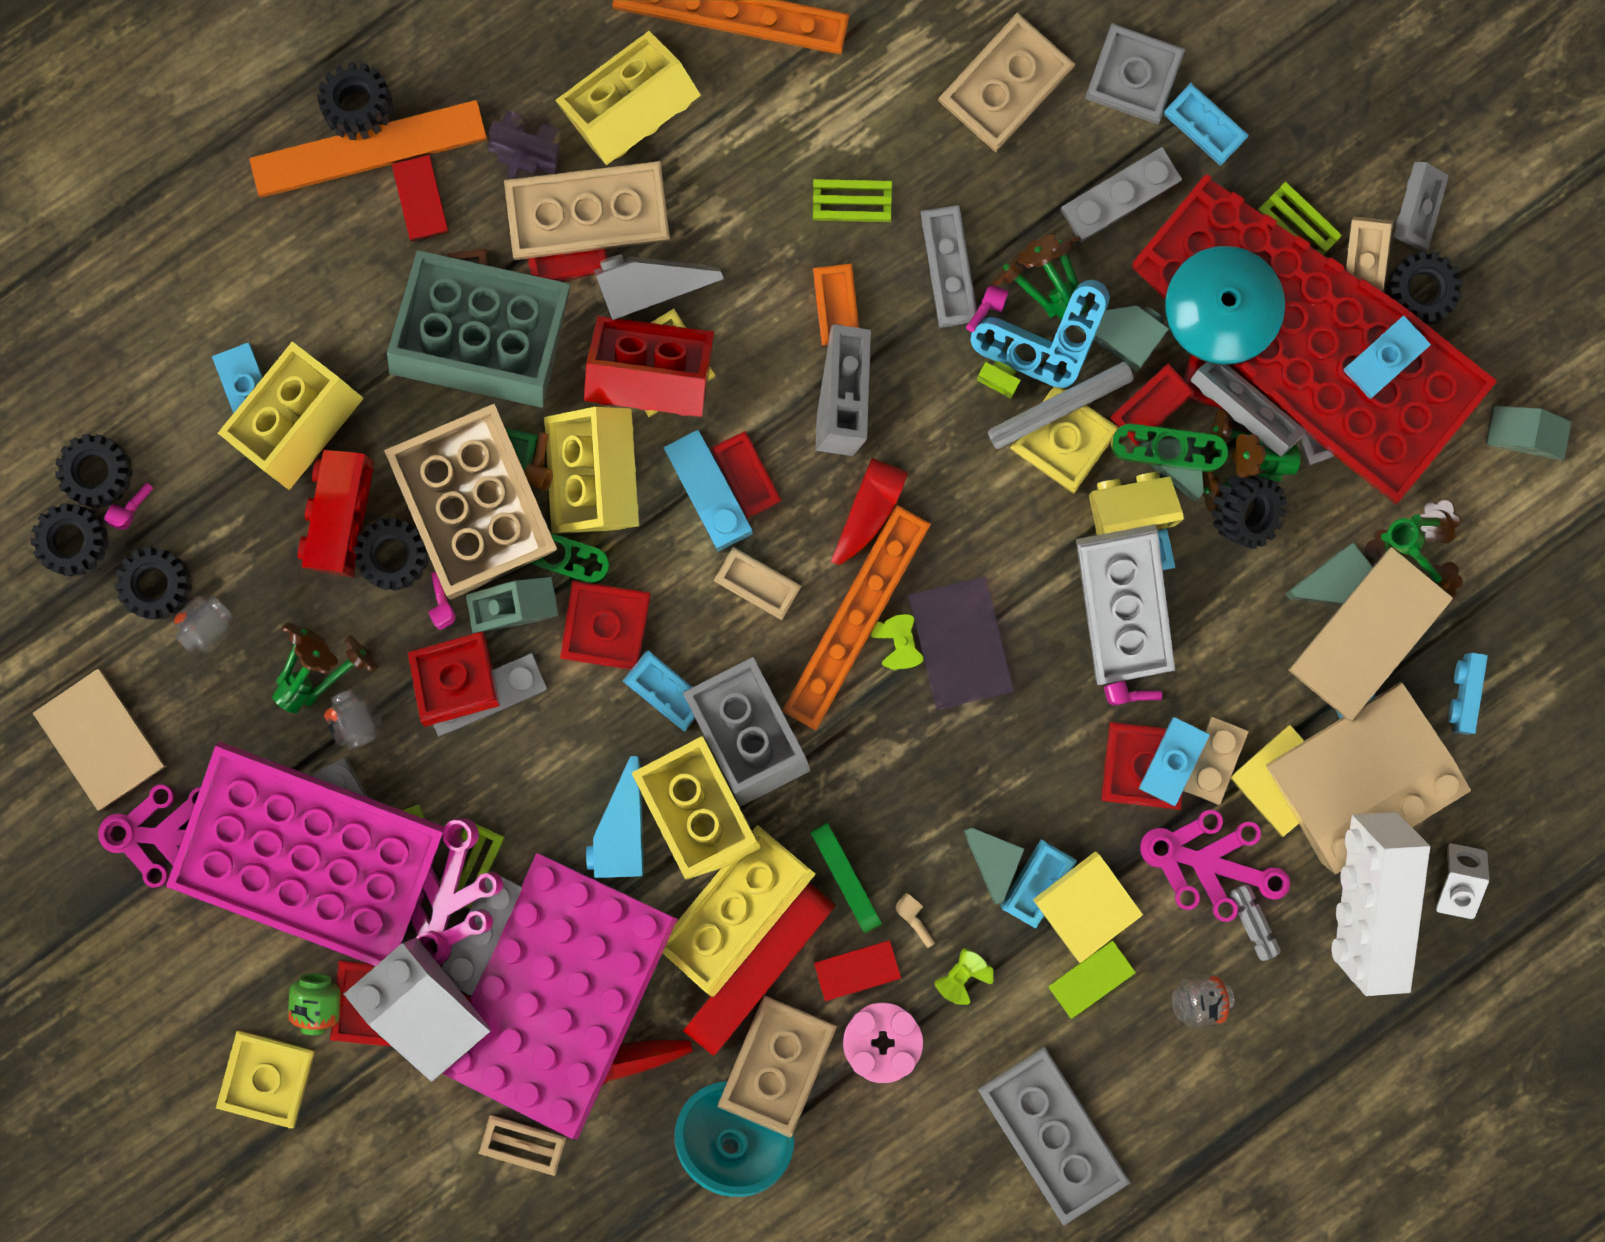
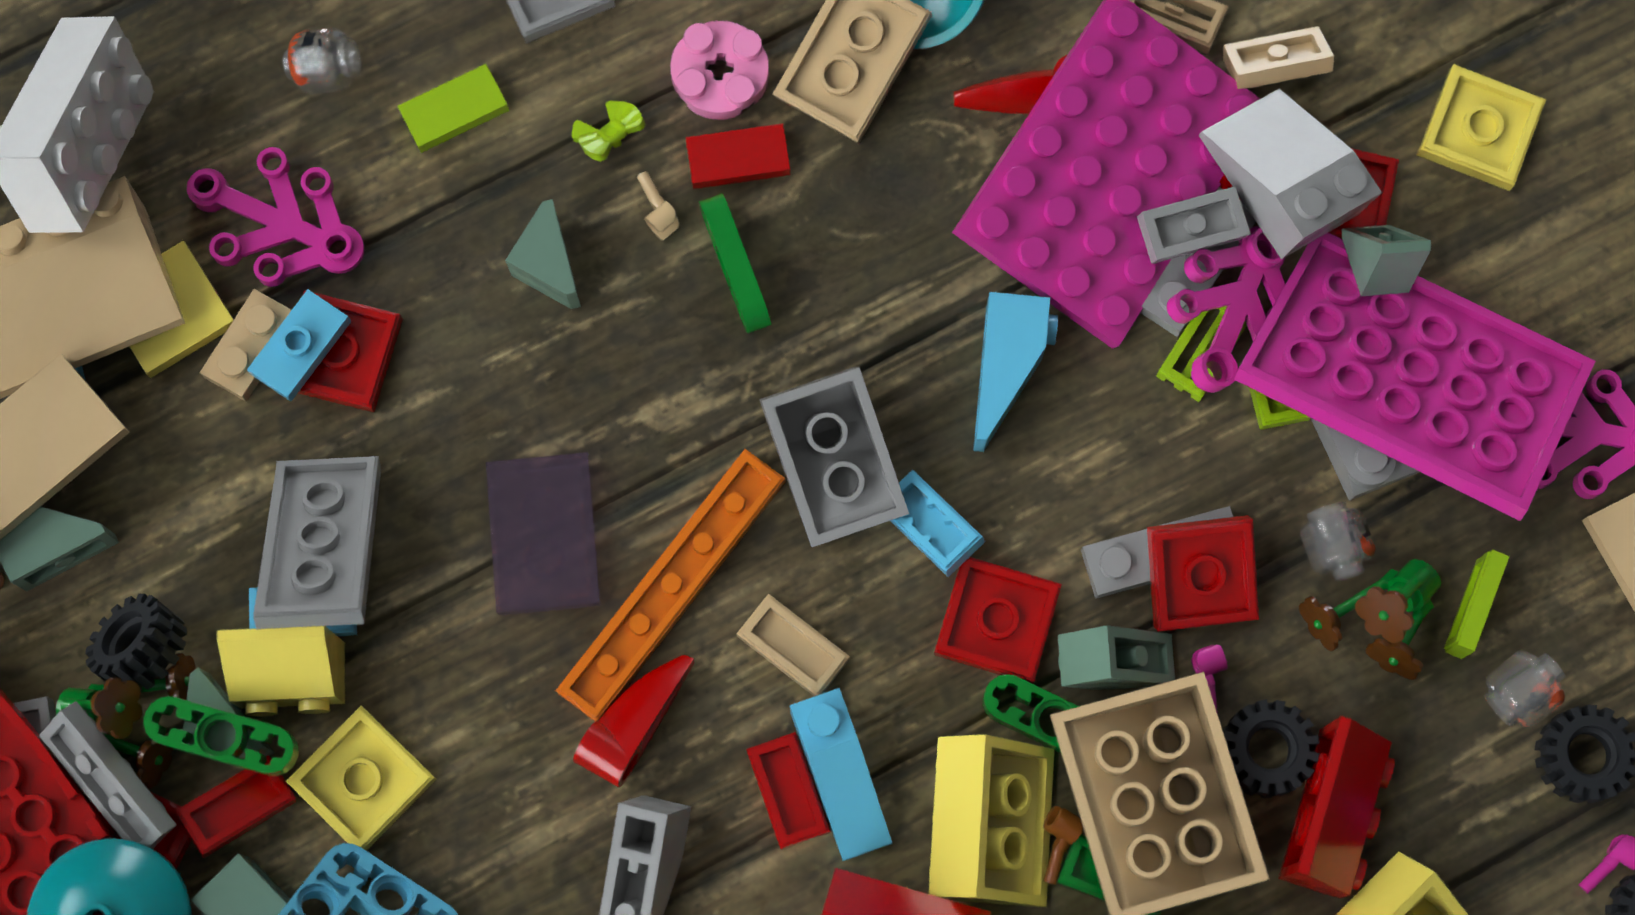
camera: 175 degrees left, 10 degrees down
(244, 685) = (1476, 604): none -> lime tile
(314, 1003) = (1416, 200): bright green head -> none
(337, 948) = (1384, 258): none -> sand green slope
(434, 1112) = (1278, 58): none -> tan plate
(488, 952) = (1193, 225): none -> light grey plate
(695, 809) = (911, 359): light yellow slope -> none
(735, 913) = (875, 240): light yellow tile -> none
(760, 969) = (856, 172): red beam -> none
(899, 629) = (618, 562): lime piece -> none
(999, 378) = (431, 870): lime plate -> none
(1042, 870) = (494, 225): medium azure plate -> none
(1060, 405) = (355, 820): light grey axle -> none
(1087, 907) = (441, 188): light yellow tile -> none
(1118, 694) = (352, 439): dark pink hand -> none
(1255, 922) = (240, 146): light grey axle -> none

